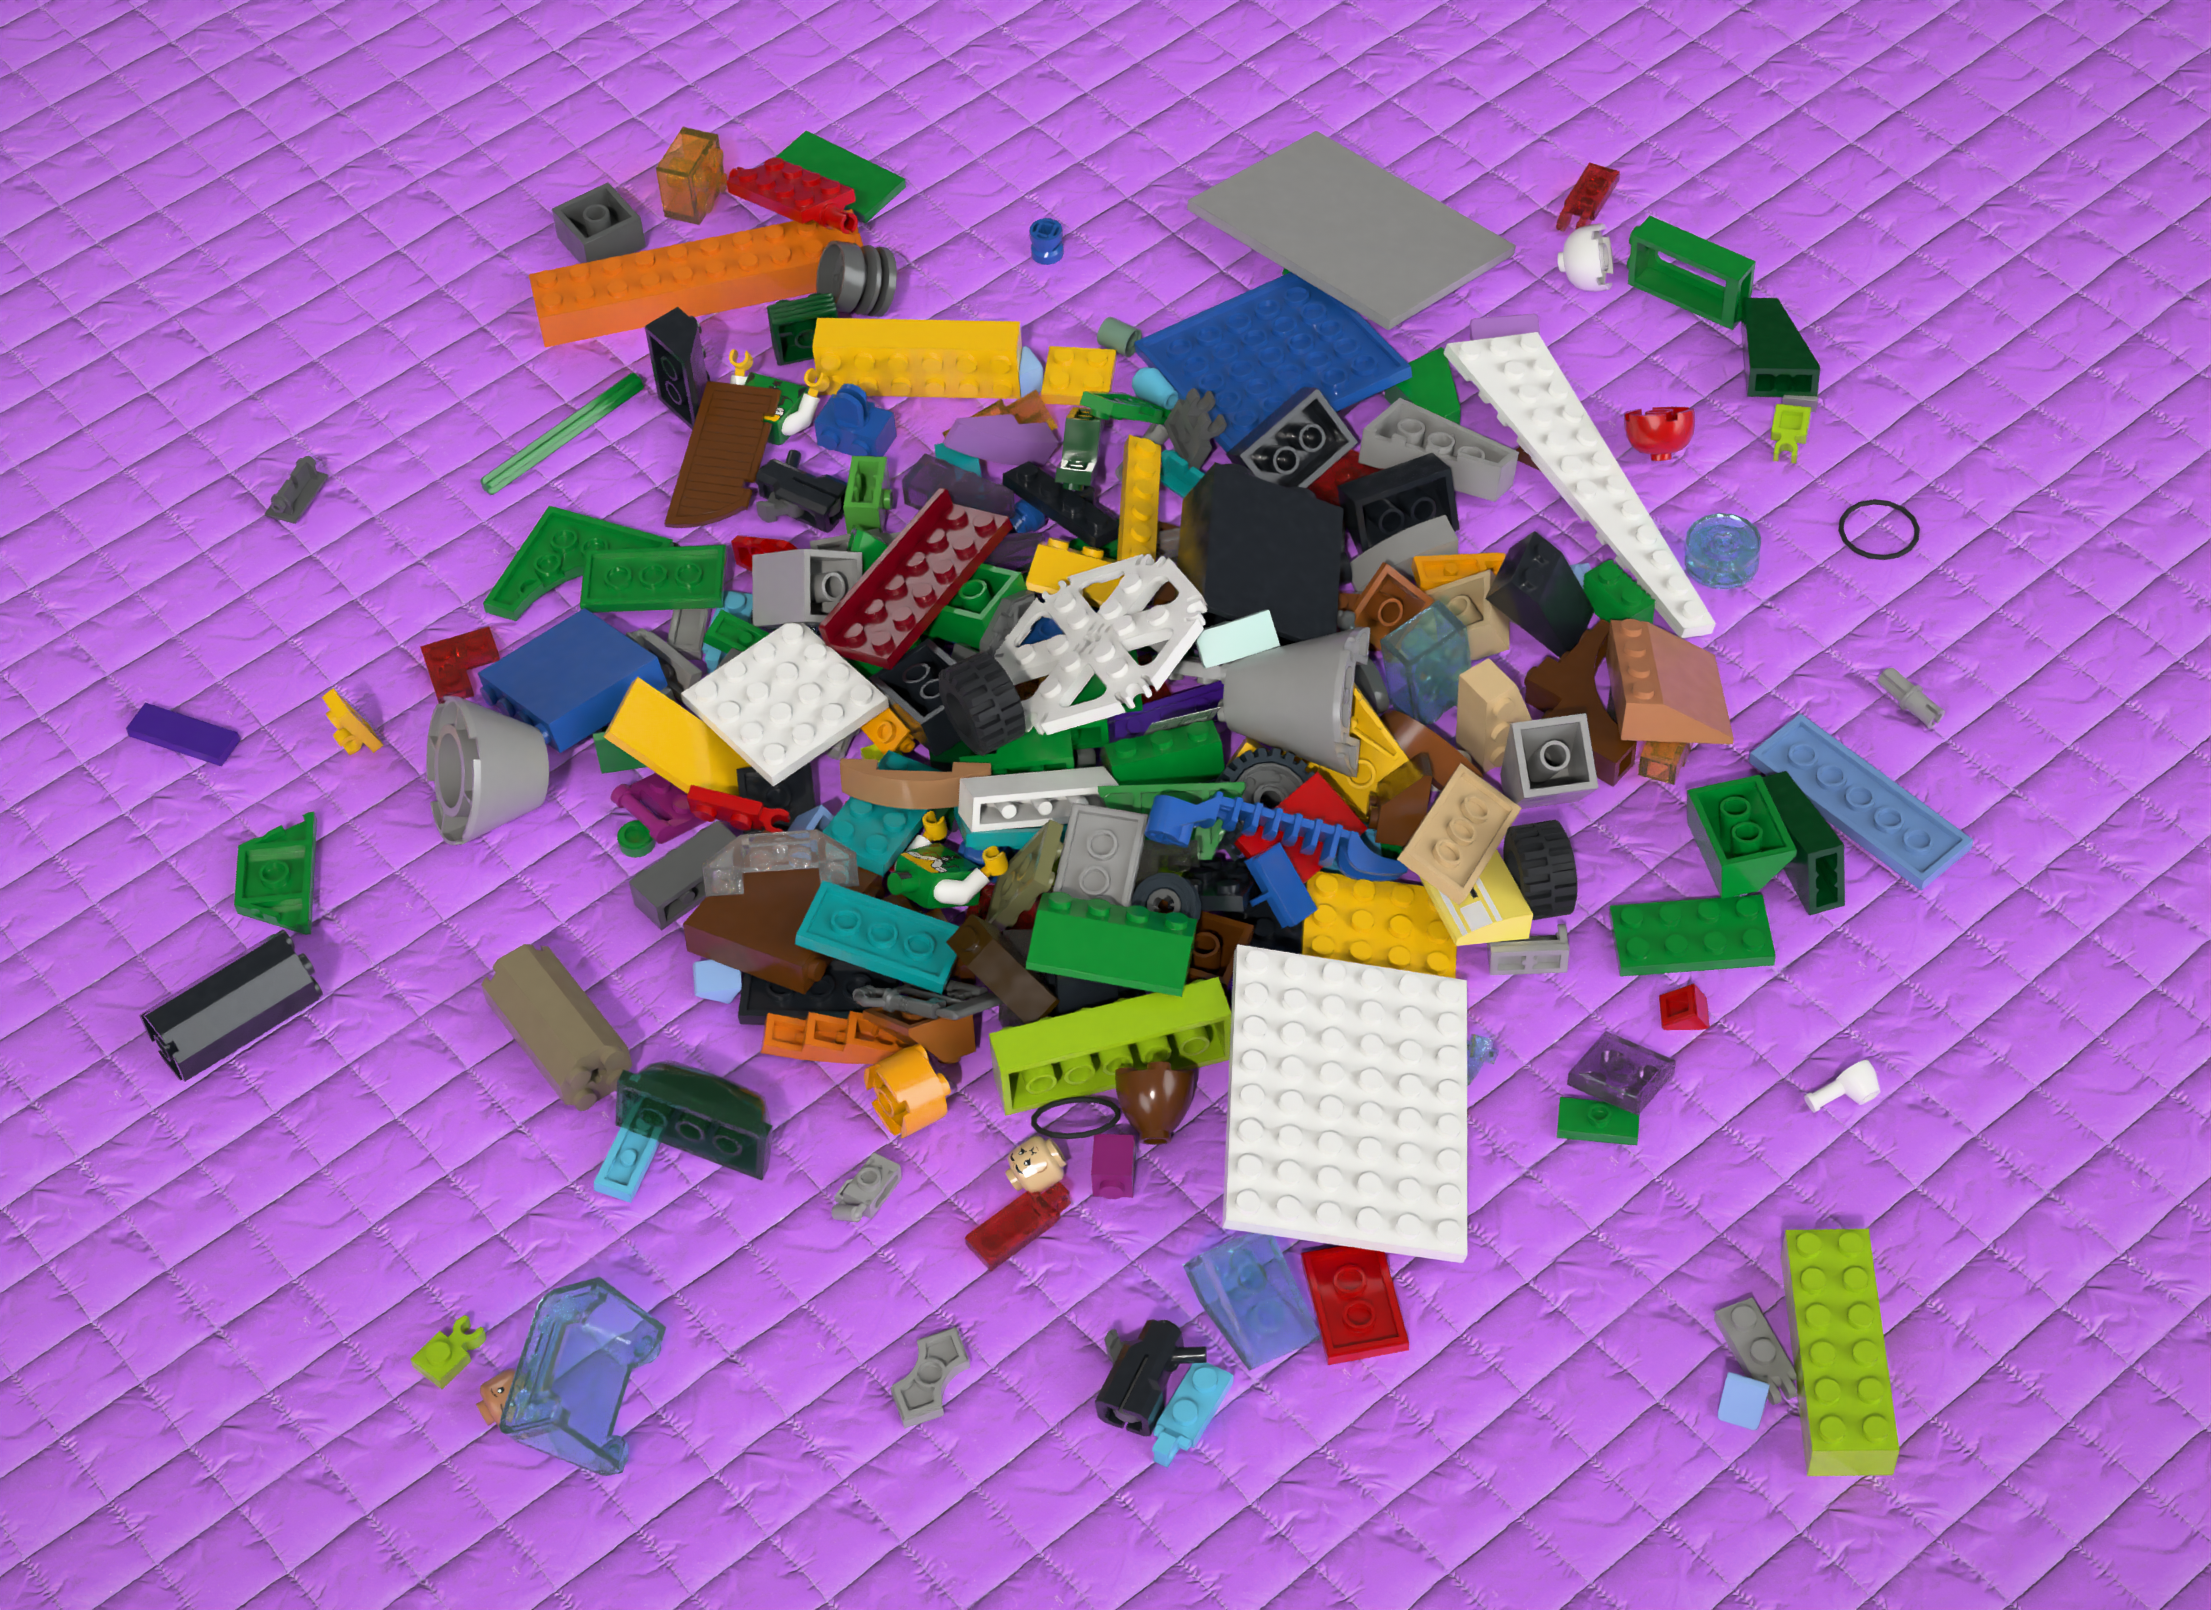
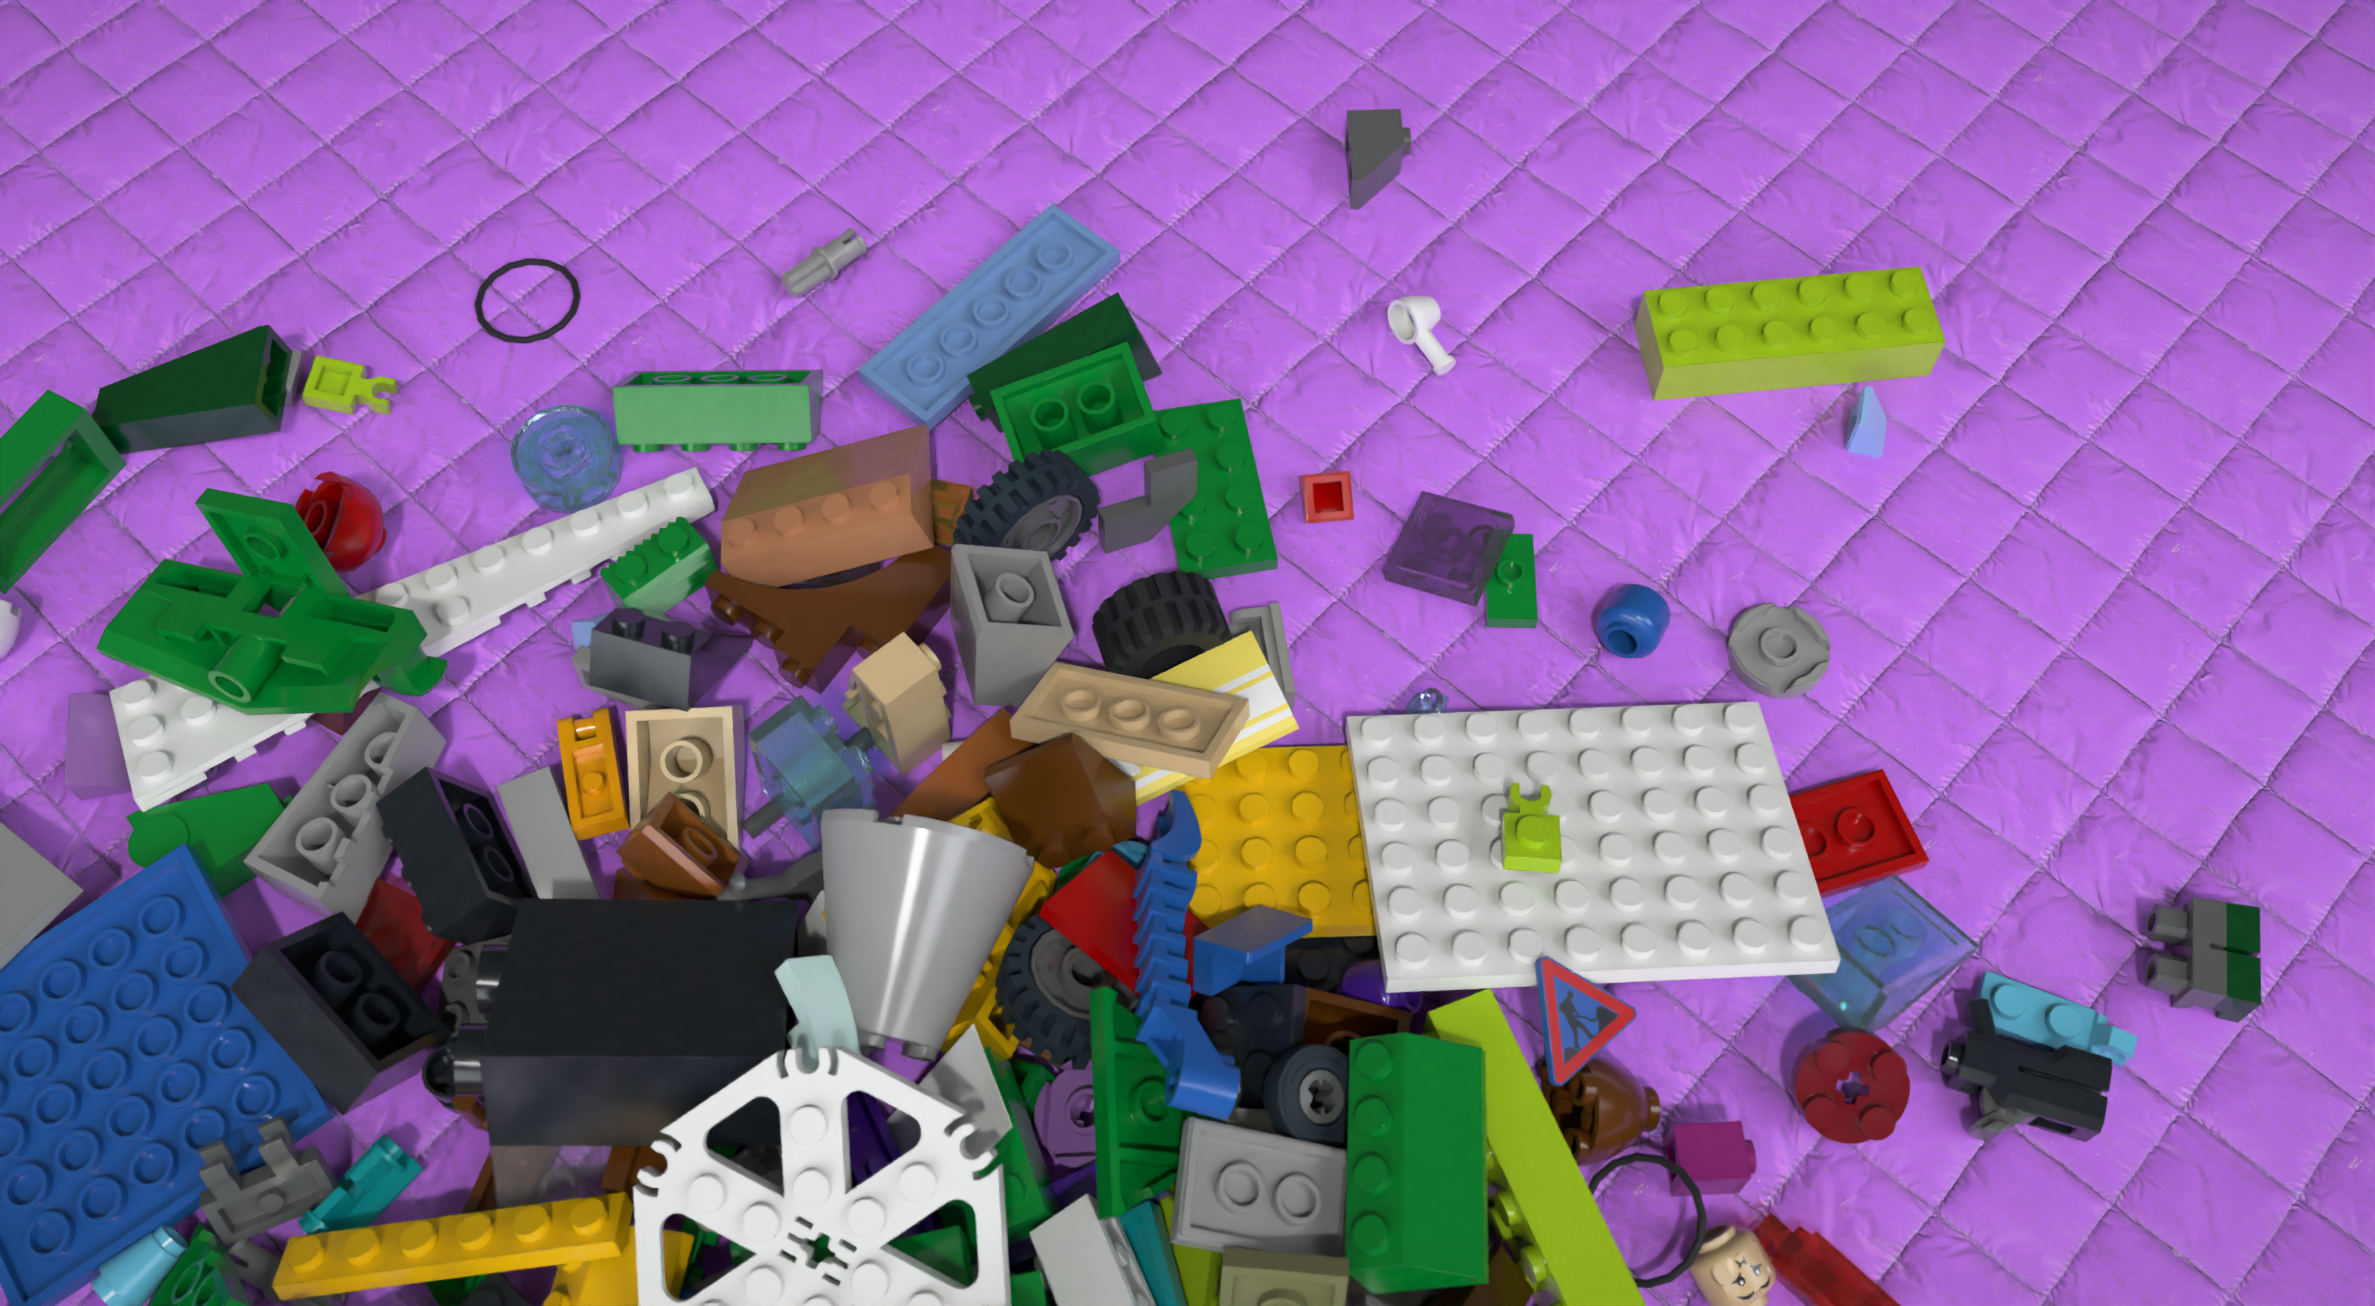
camera: 100 degrees left, 10 degrees up
(1133, 1262) = (1868, 1113): none -> dark red plate
(1203, 1060) = (1575, 1018): none -> piece
(1225, 1525) = (2210, 956): none -> dark grey hips
(1341, 1050) = (1529, 835): none -> lime plate
(1423, 362) = (156, 838): none -> green sticker
(1524, 1298) = (1778, 650): none -> light grey tile
(1539, 405) = (314, 657): none -> green piece
(1549, 1189) = (1633, 621): none -> blue head
(1640, 790) = (1031, 506): none -> black wheel
(1662, 878) = (1168, 487): none -> dark grey tile
(1757, 1348) = (1789, 417): light grey hinge -> none
(1769, 634) = (718, 409): none -> slope
(2039, 1068) = (1373, 151): none -> dark grey slope

